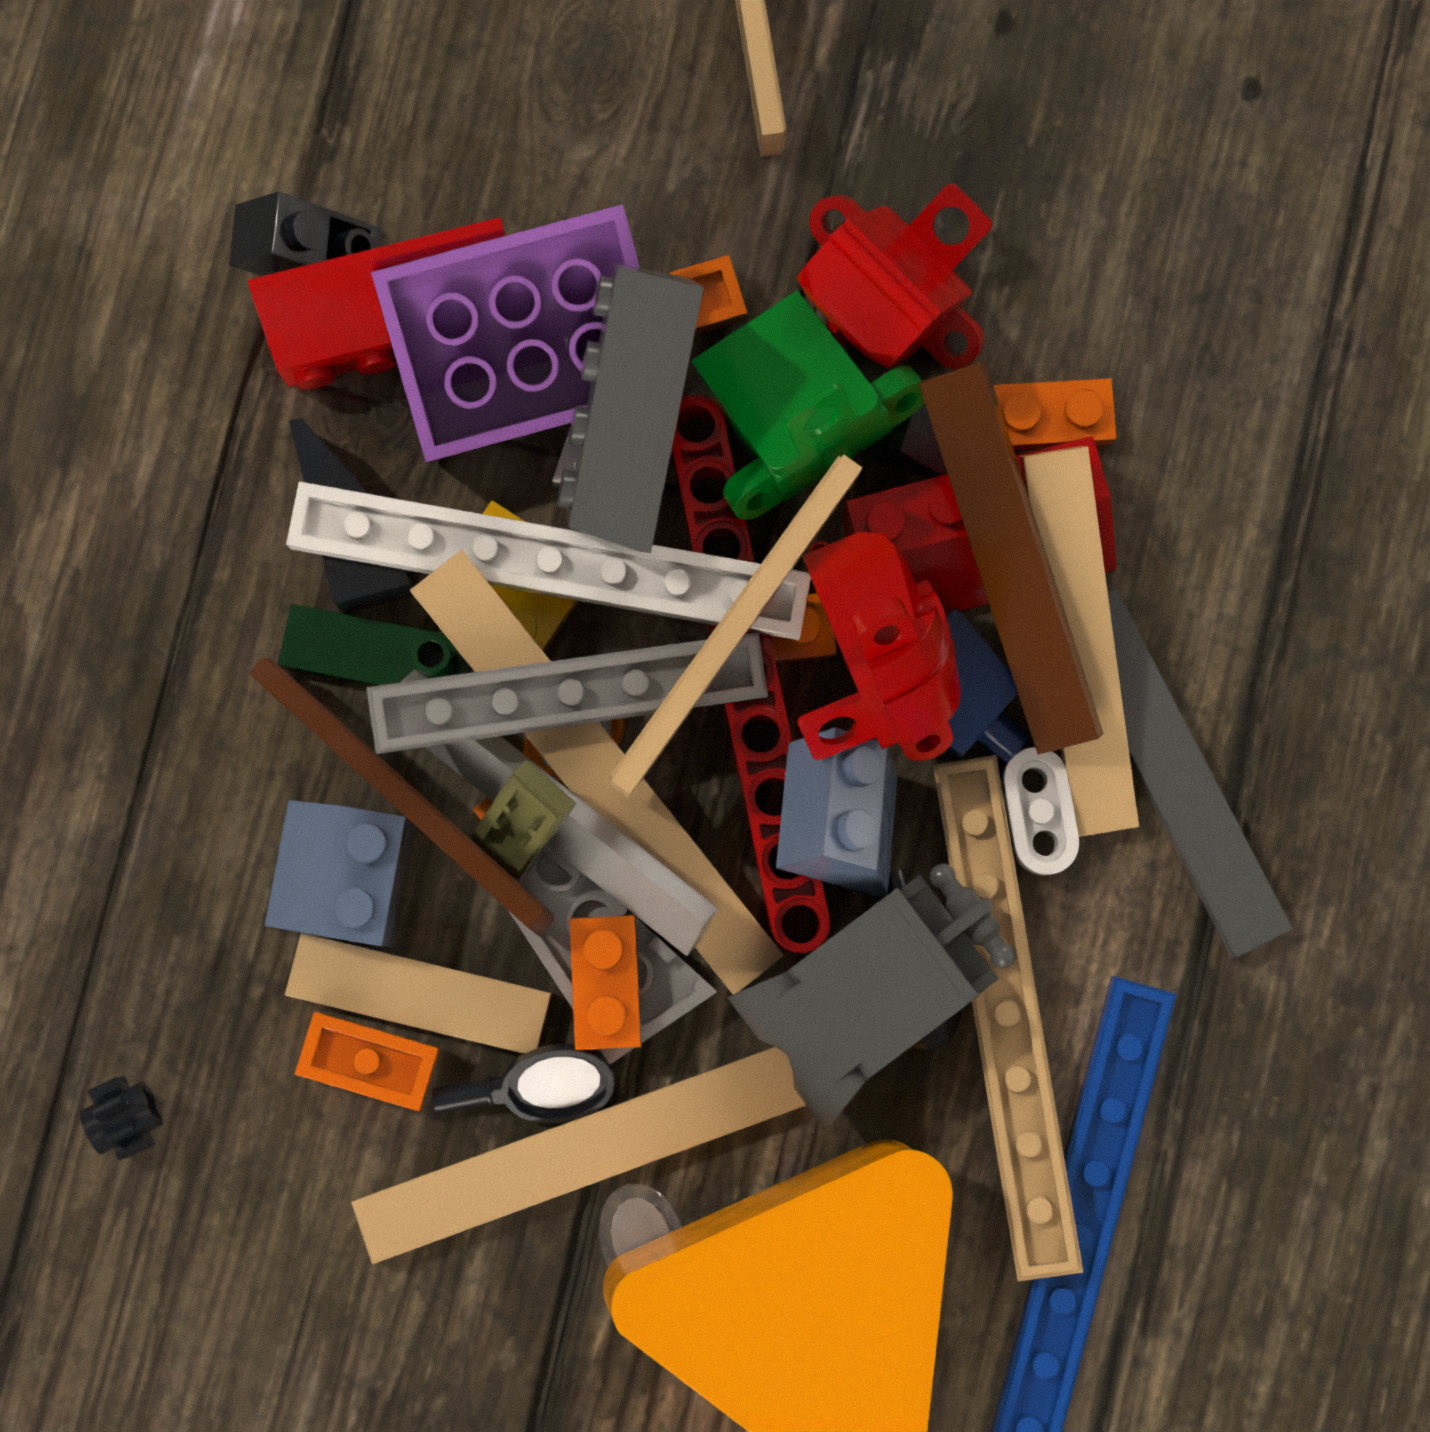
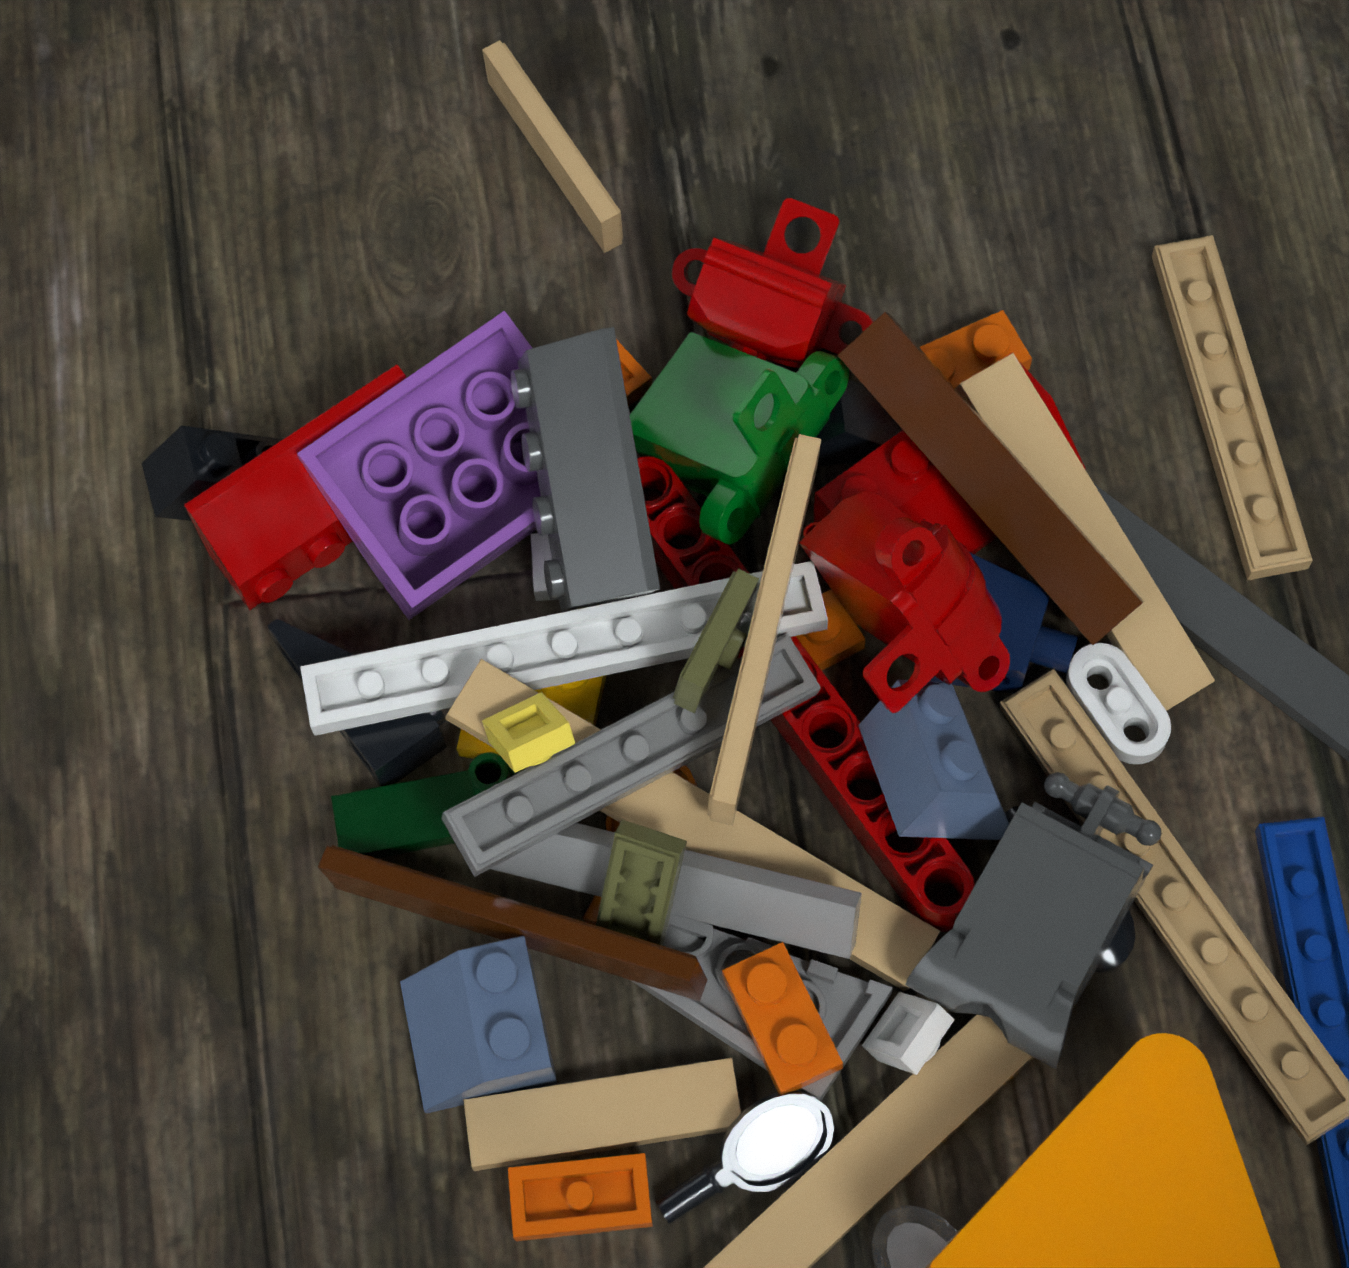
camera: 15 degrees left, 15 degrees down
(474, 642) = (528, 732): none -> light yellow plate
(686, 625) = (718, 642): none -> olive plate
(713, 1037) = (908, 1033): none -> white plate
(1282, 561) = (1231, 409): none -> tan tile

